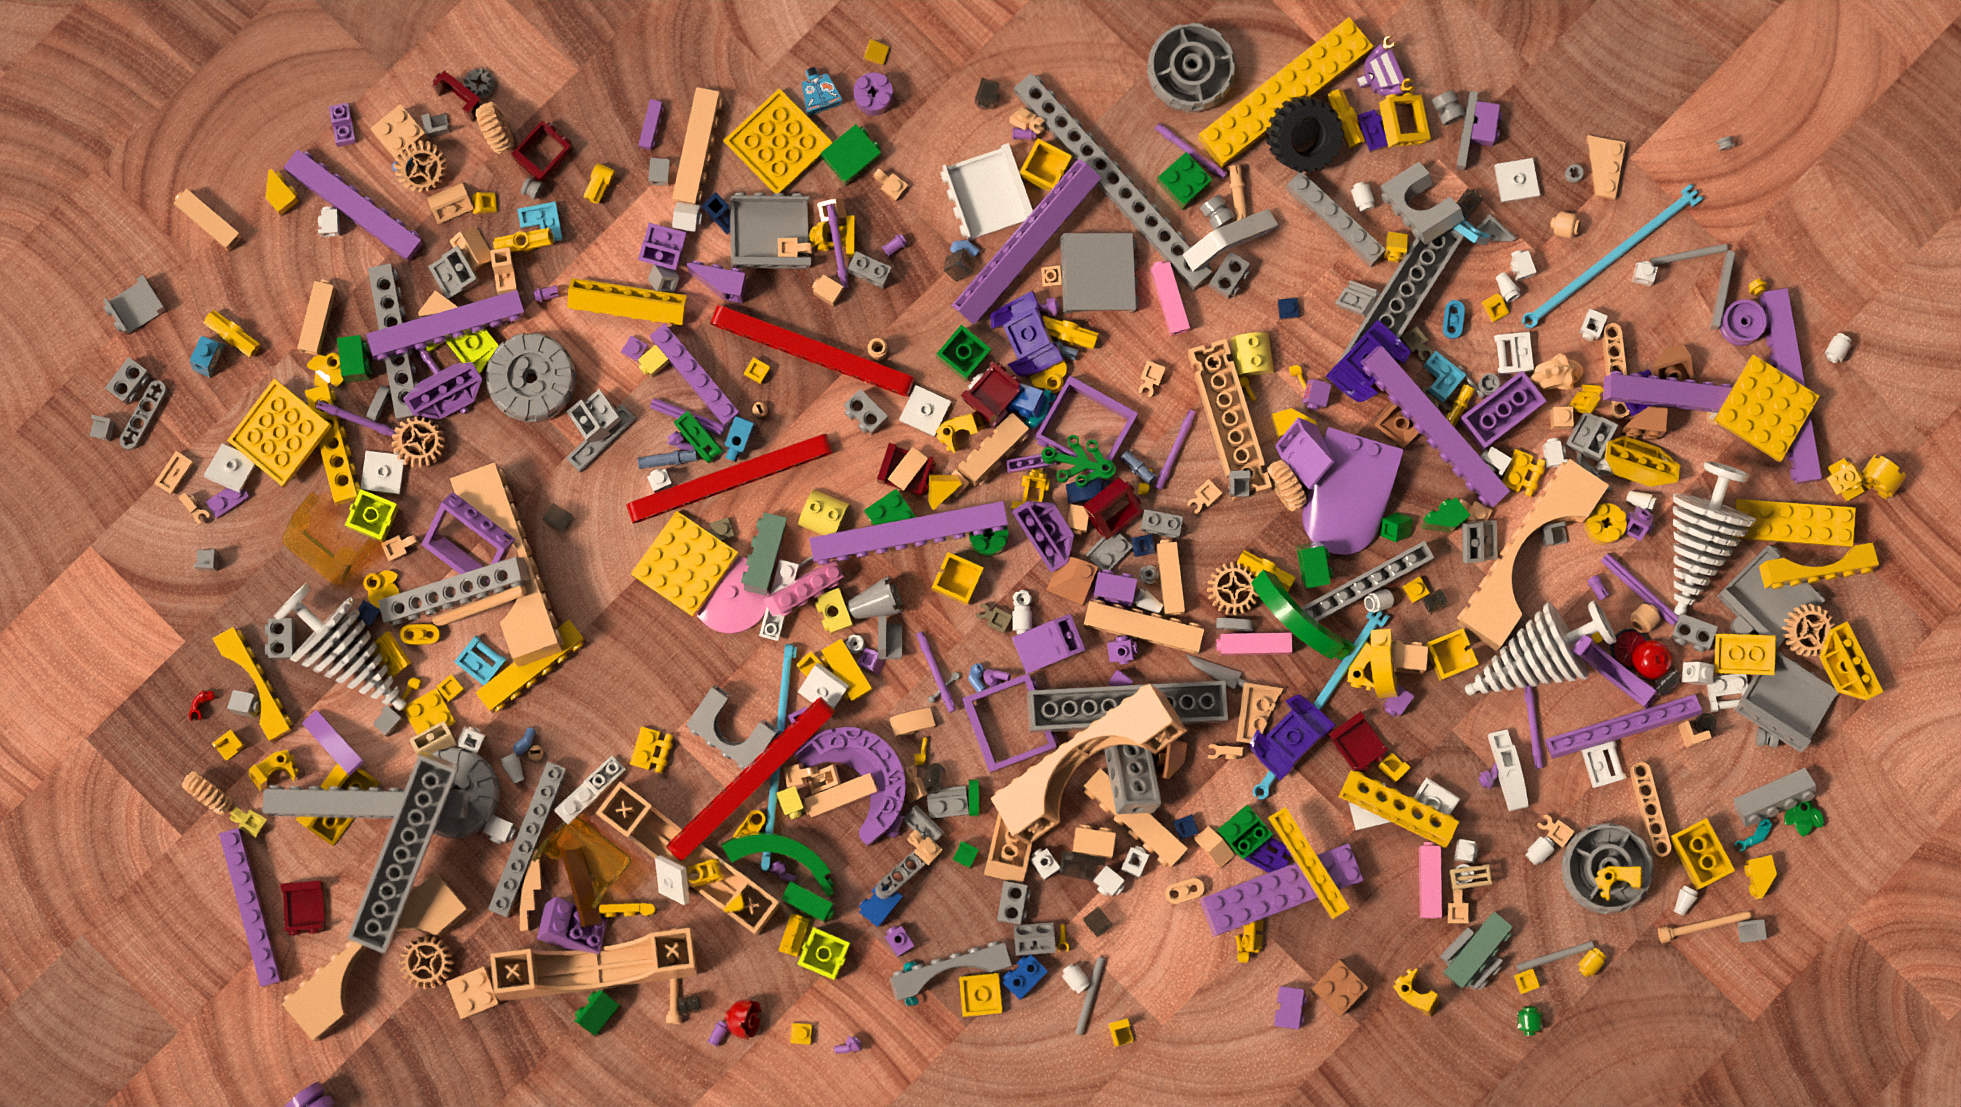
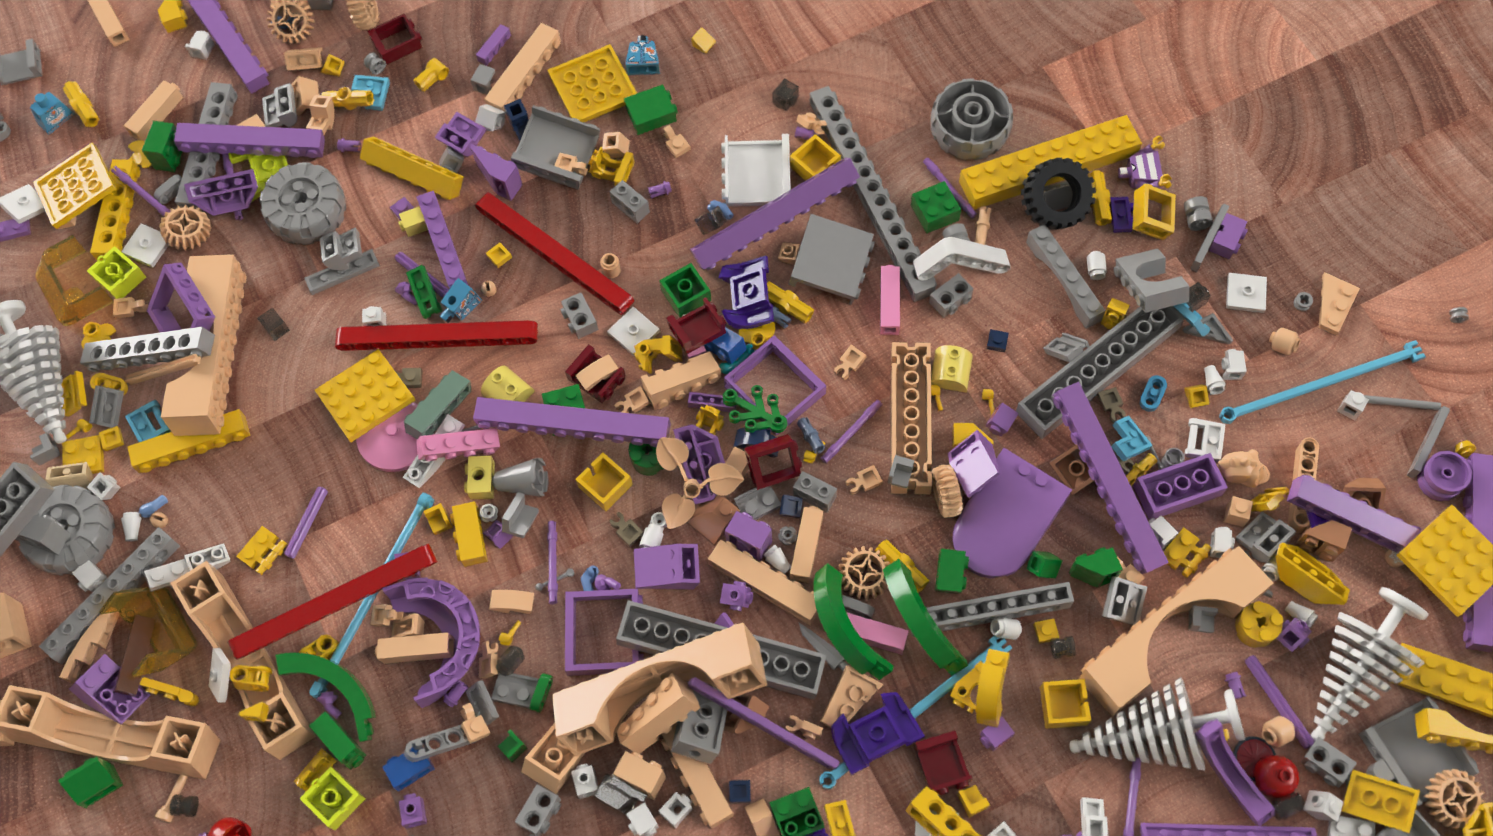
camera: 25 degrees right, 15 degrees down
(368, 613) = (72, 353): dark blue plate -> none
(431, 658) = (106, 406): none -> light grey plate
(676, 457) = (397, 305): sand blue pin -> none
(681, 709) = (305, 522): none -> medium lavender axle
(705, 723) = (320, 540): light grey arch -> none
(791, 803) = (363, 637): light yellow brick -> none
(823, 684) = (442, 541): white plate -> none
(827, 290) = (587, 208): light nougat brick -> none
(833, 221) = (611, 148): medium lavender piece -> none
(862, 94) = (687, 68): medium lavender brick -> none
(941, 487) = (619, 395): yellow slope -> none
(1038, 583) = (678, 509): none -> light nougat plant
(1050, 307) = (779, 276): medium lavender plate -> none
(1094, 784) = (658, 713): none -> light nougat wedge
(1189, 762) = (763, 723): none -> medium lavender tile
(1226, 649) = (839, 627): none -> green arch
(1348, 371) = (1039, 405): dark purple piece -> none
(1410, 657) = (1020, 691): light nougat brick -> none
(1597, 320) = (1290, 436): white brick -> none

